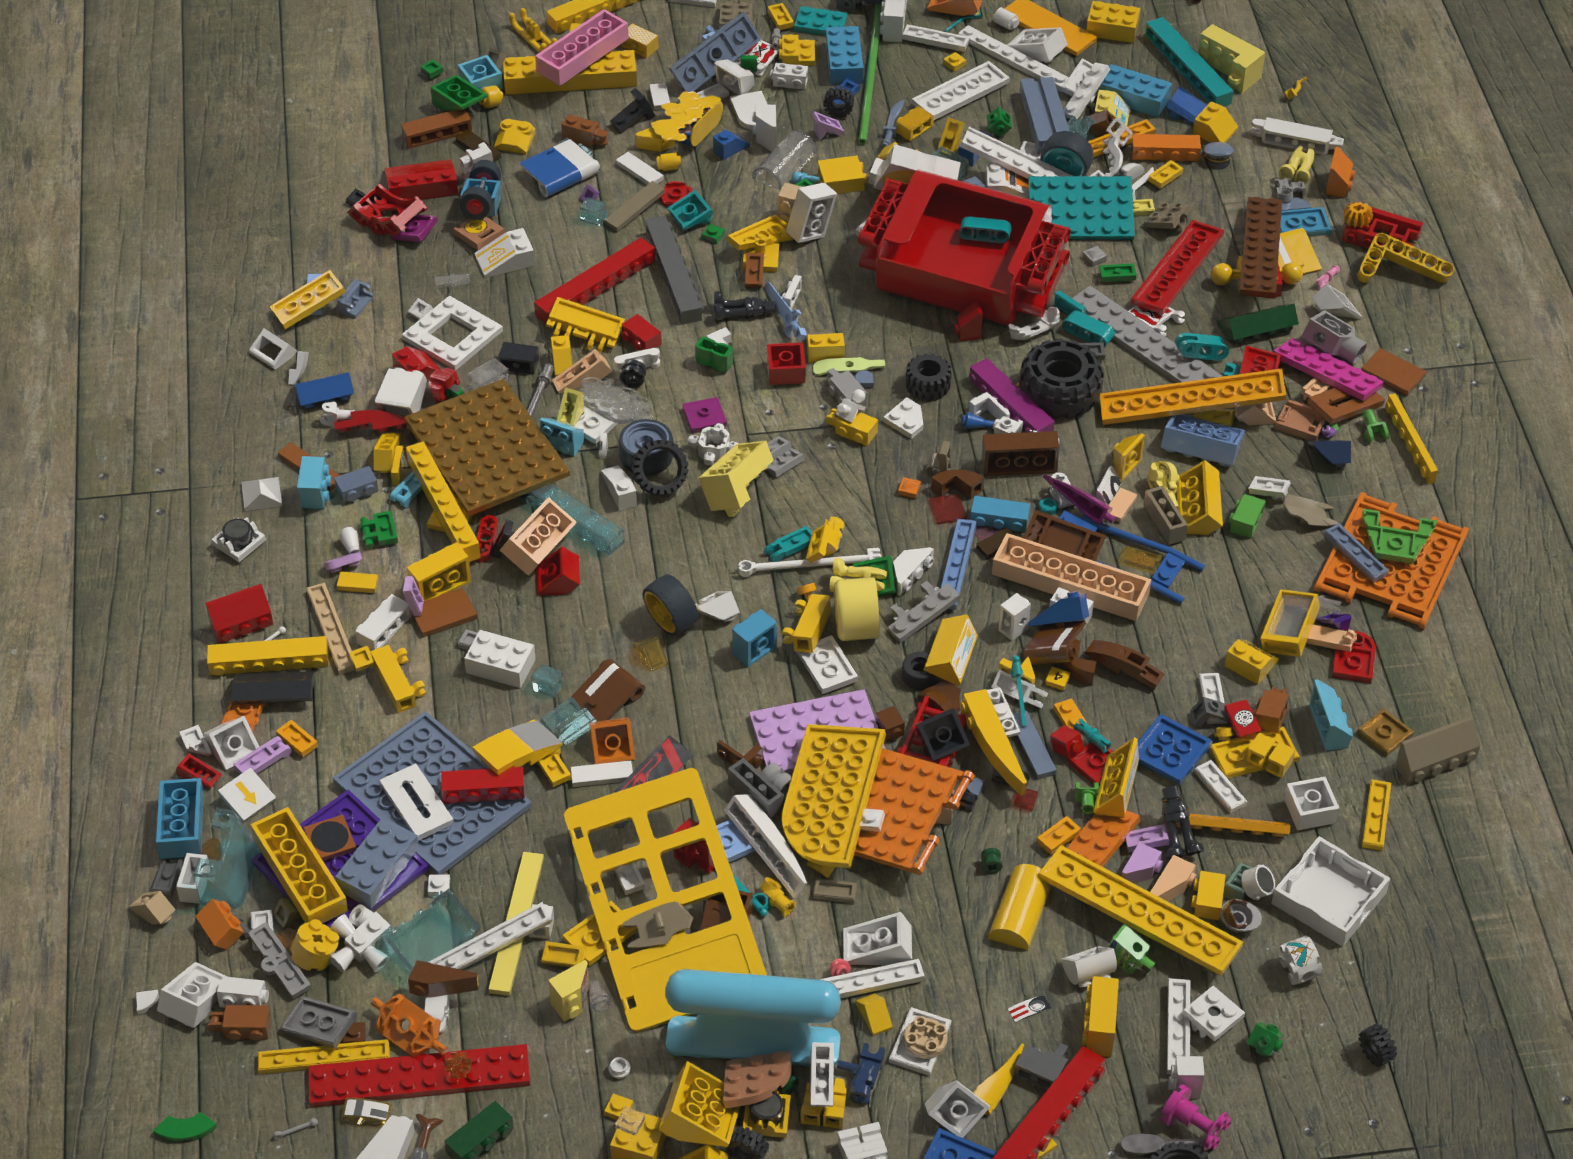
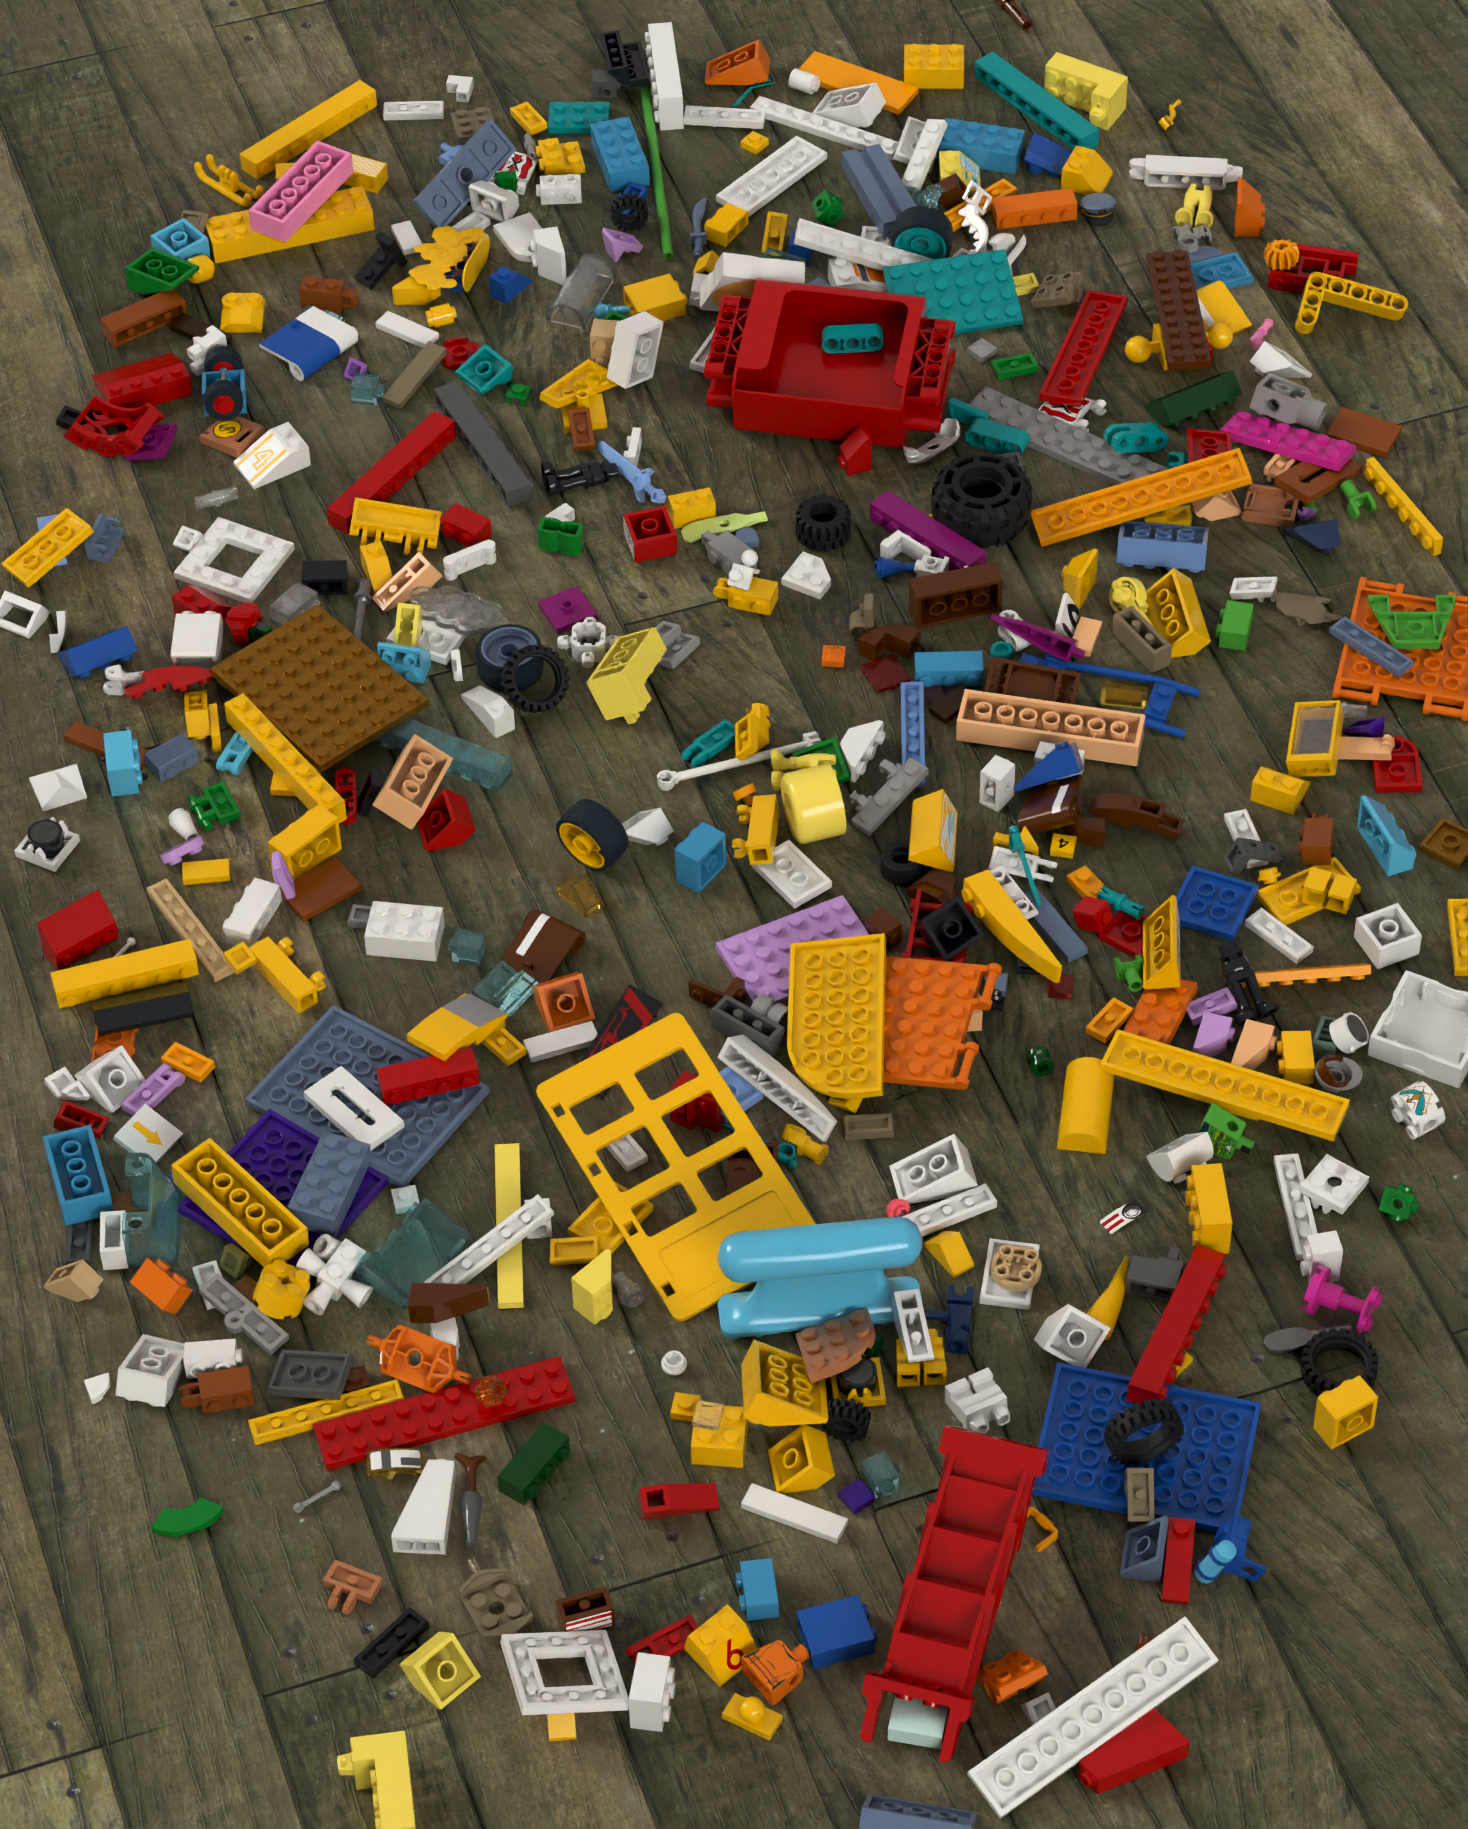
camera: 10 degrees left, 0 degrees up
(331, 837) = (268, 1164): tile -> none
(432, 69) = (116, 245): green plate -> none
(633, 373) = (469, 574): black wheel -> none
(659, 924) = (680, 1196): dark tan shield -> none
(872, 820) = (895, 1037): white plate -> none
(1165, 174) = (1041, 240): yellow plate -> none
(1243, 719) = (1288, 856): red slope -> none

